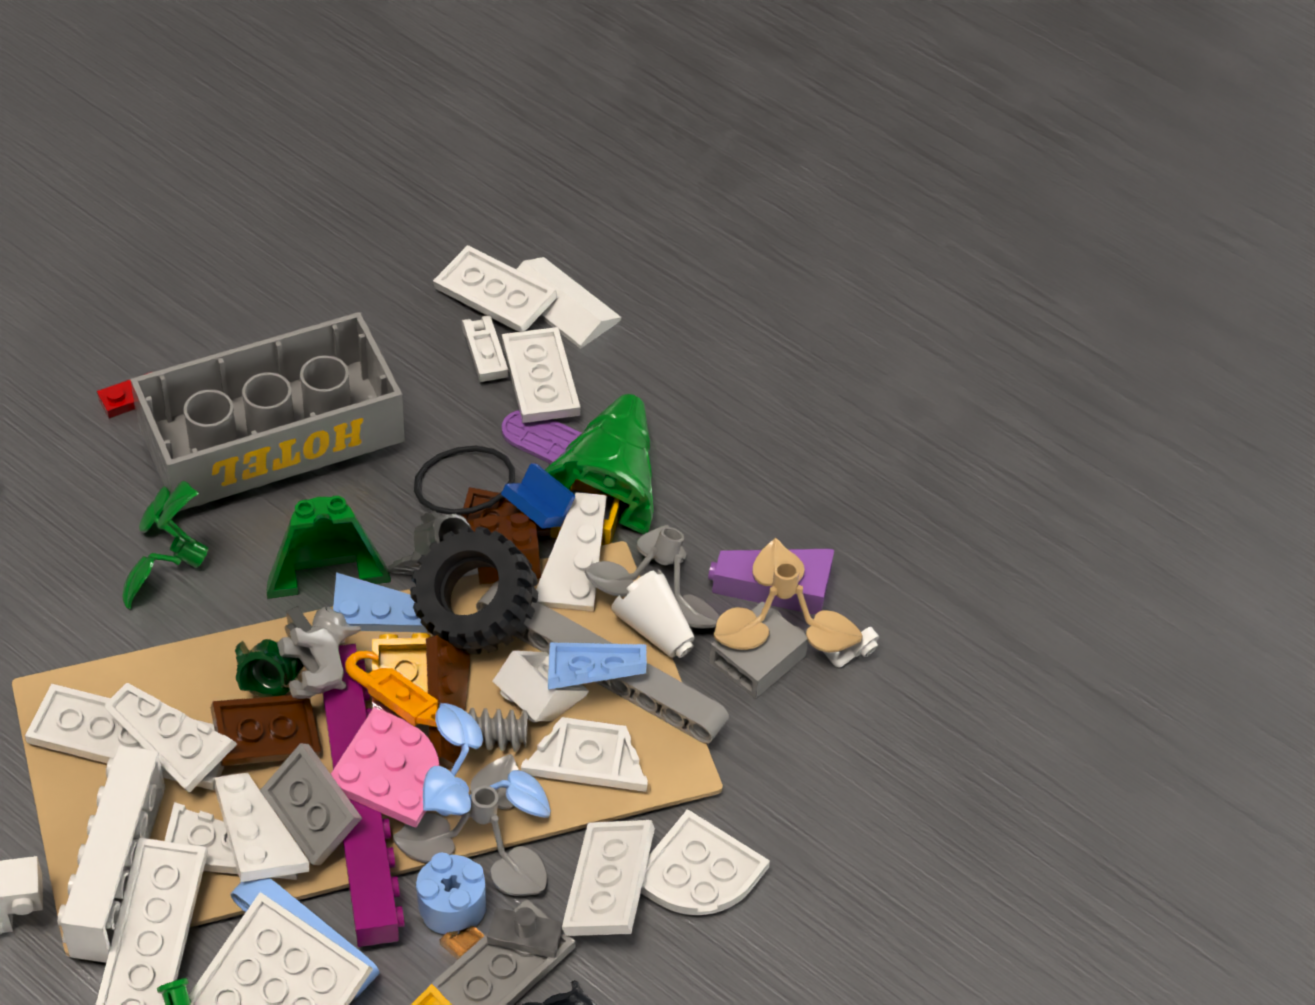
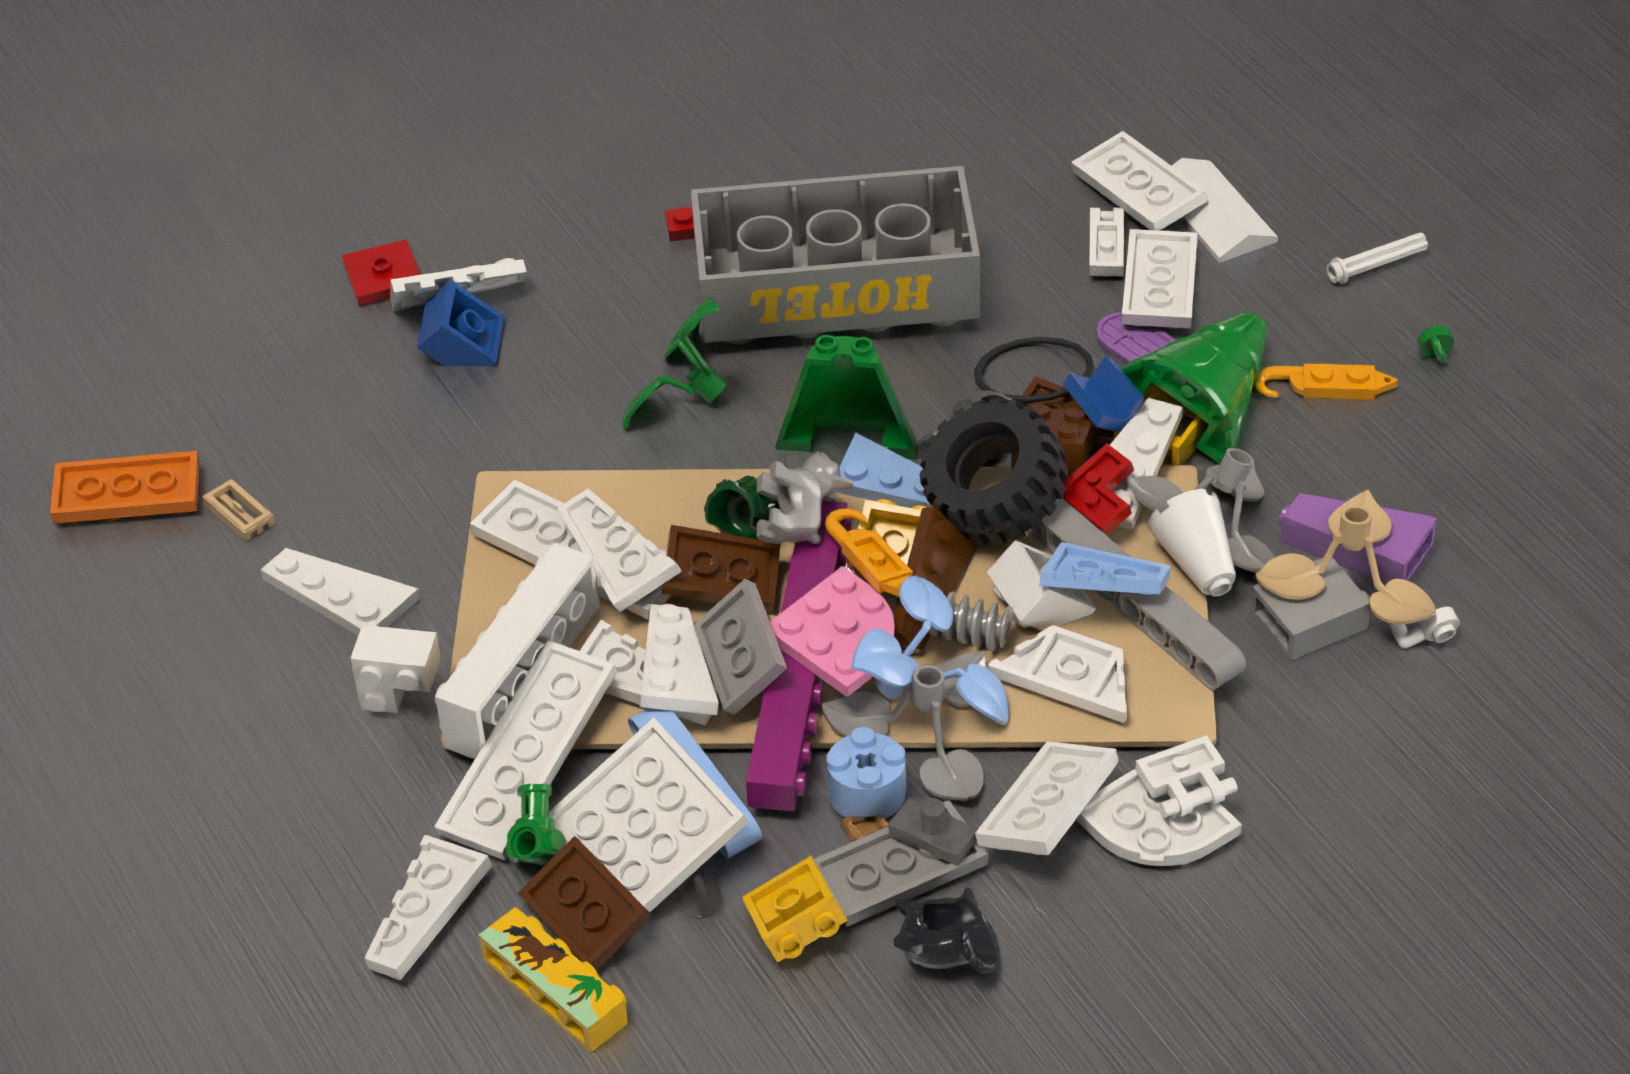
camera: 25 degrees right, 5 degrees down
(556, 585) = (1092, 485): none -> red plate
(682, 337) = (1340, 269): none -> white axle
(704, 440) = (1328, 381): none -> light orange plate
(710, 822) = (1181, 767): none -> white plate
(778, 389) = (1435, 342): none -> green tile

